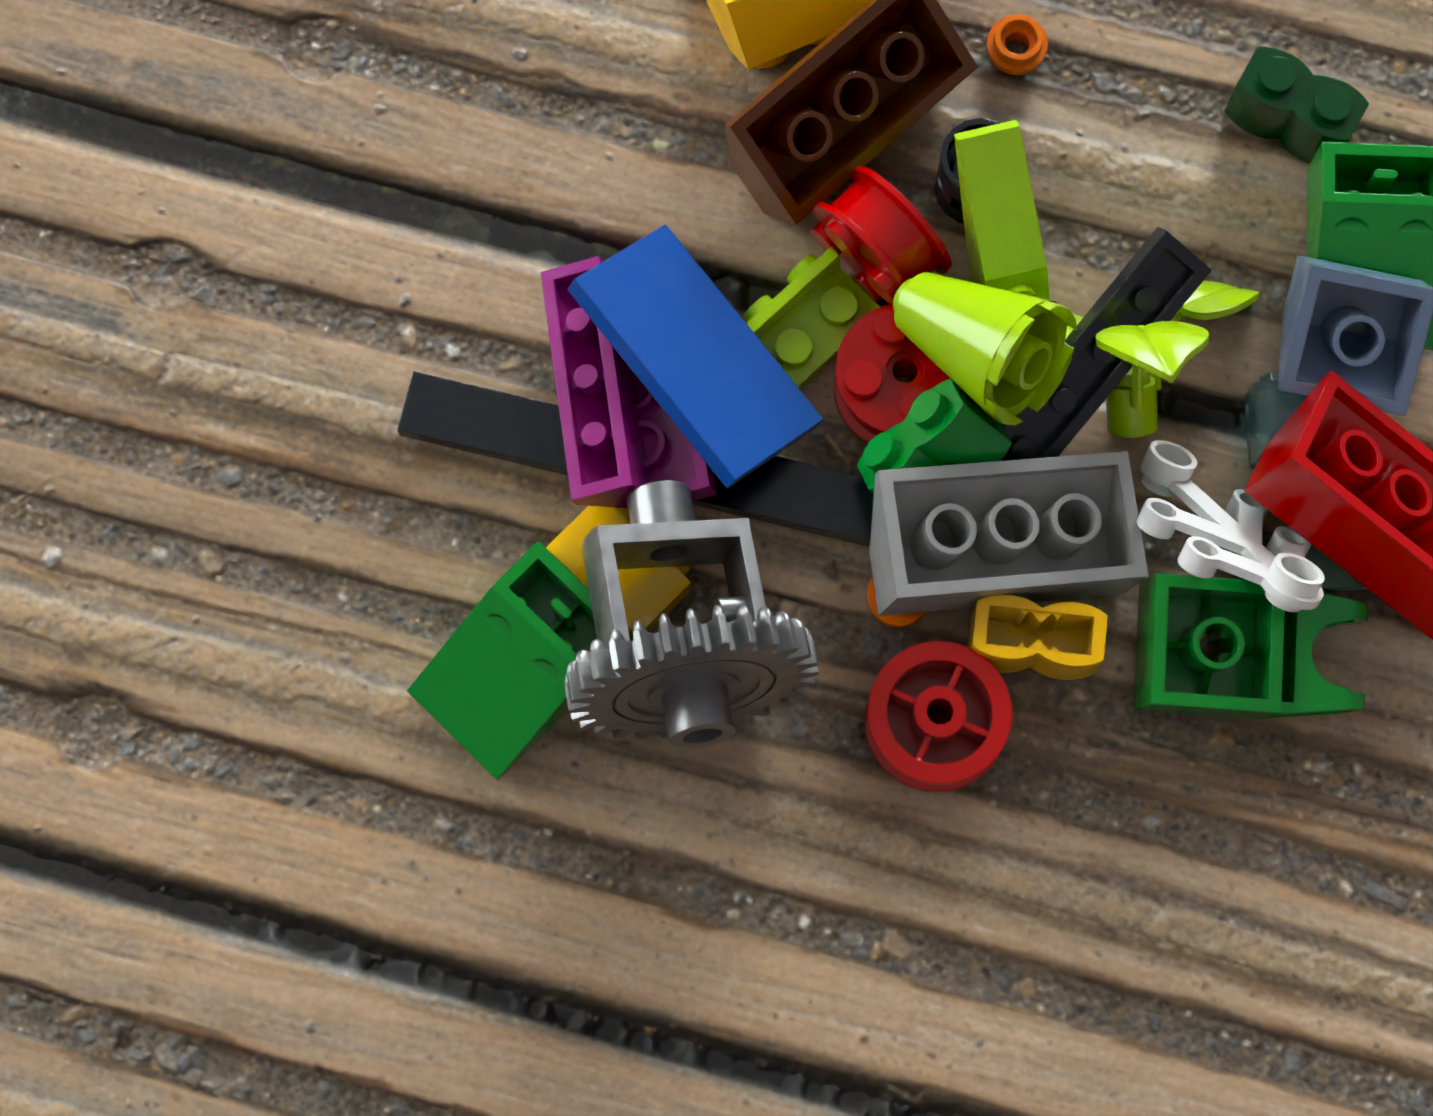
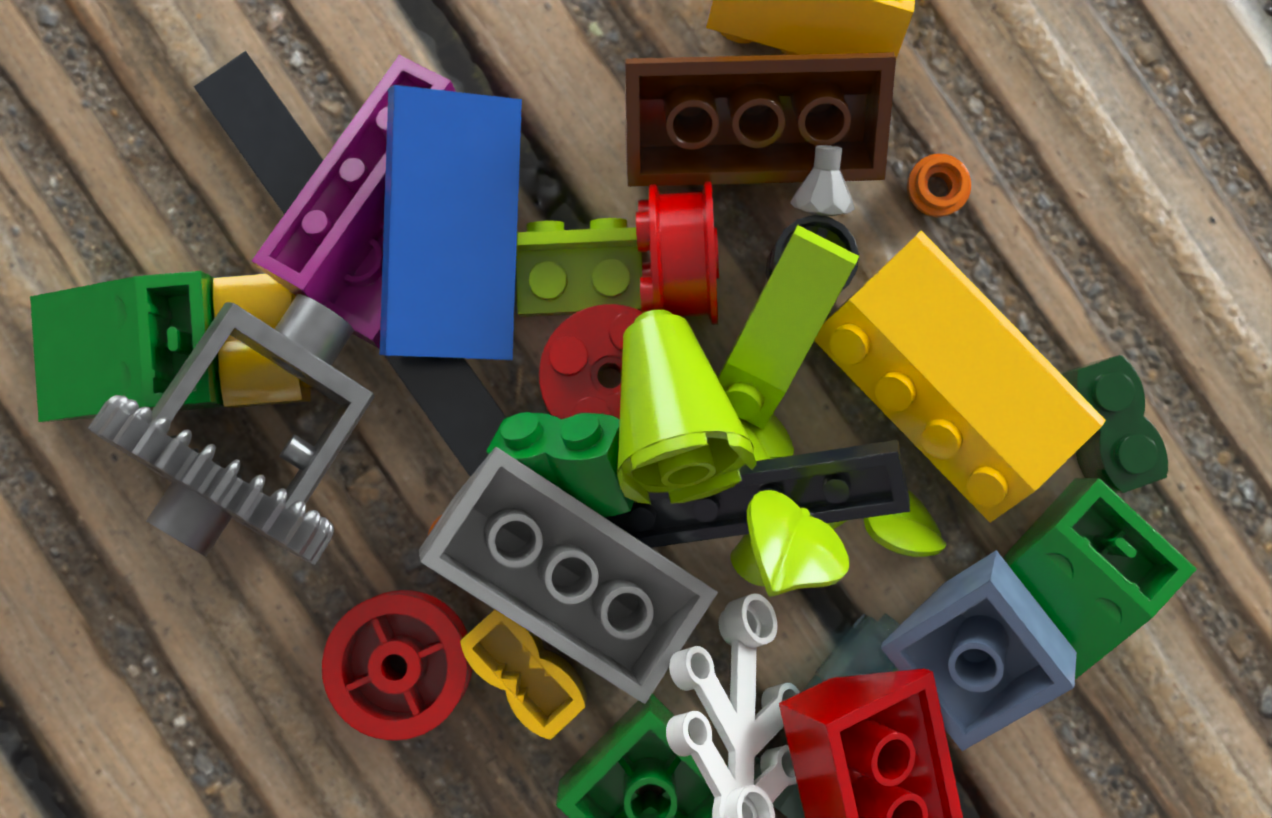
camera: 30 degrees right, 10 degrees up
(940, 104) = (824, 187): none -> light grey rock
(1159, 159) = (958, 378): none -> yellow slope

